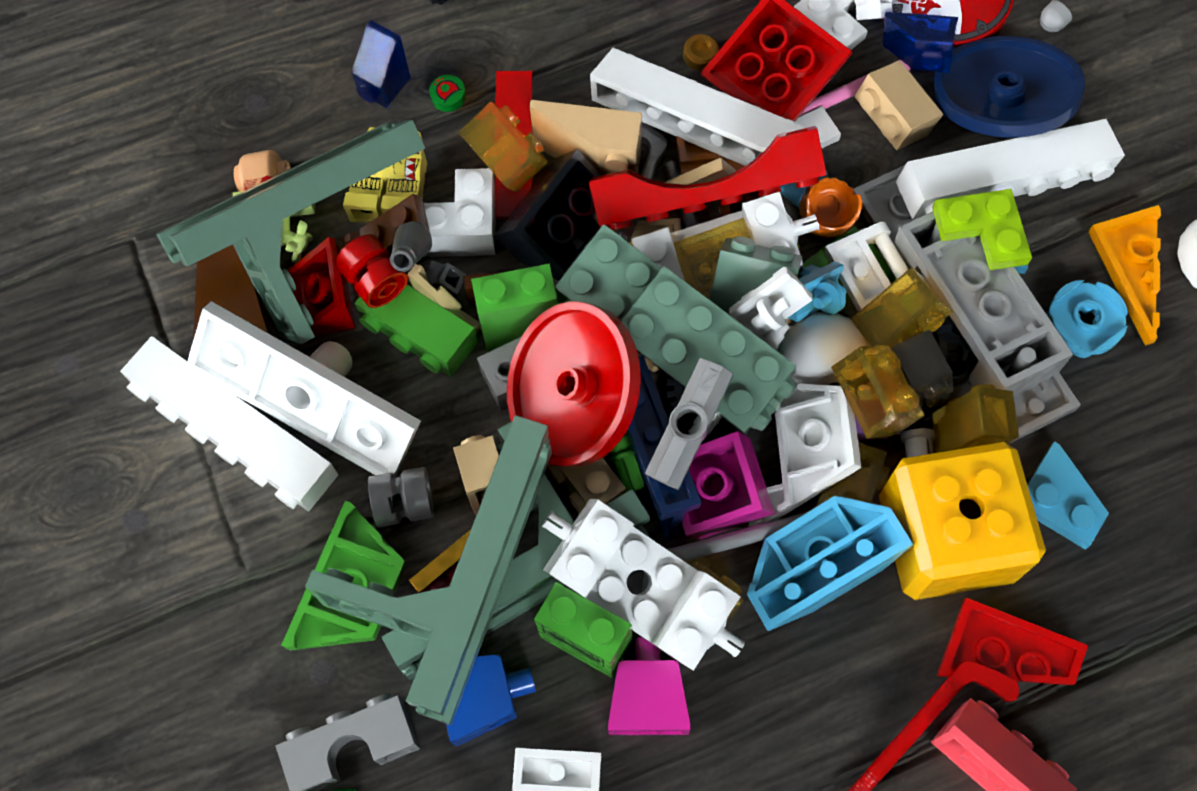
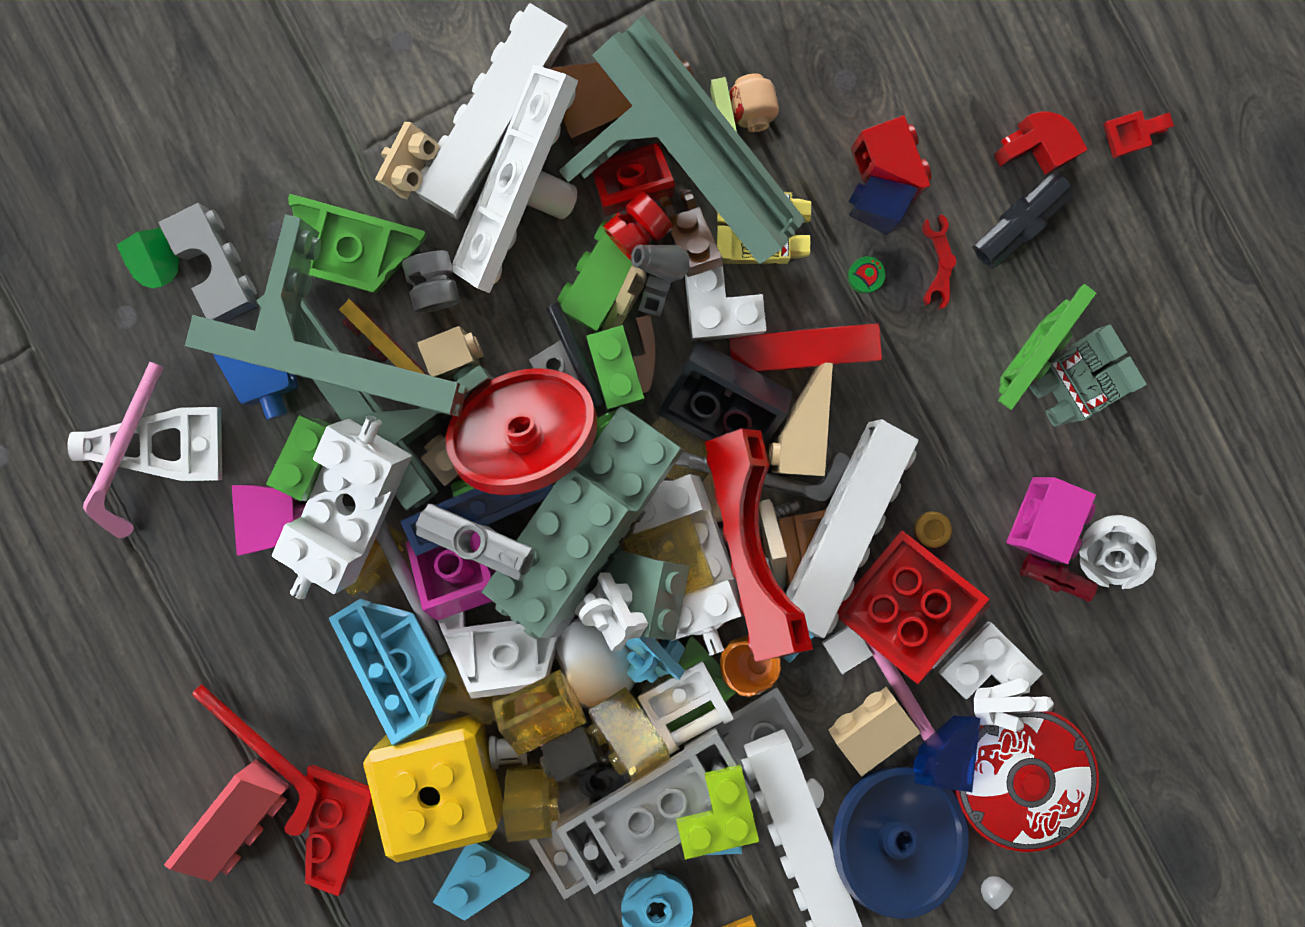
camera: 85 degrees right, 20 degrees up
(264, 514) = (406, 160): none -> tan hips
(332, 51) = (892, 154): none -> red slope
(444, 26) = (946, 262): none -> red piece
(482, 350) = (575, 353): none -> black bar
(504, 146) = (785, 341): clear yellow brick -> none

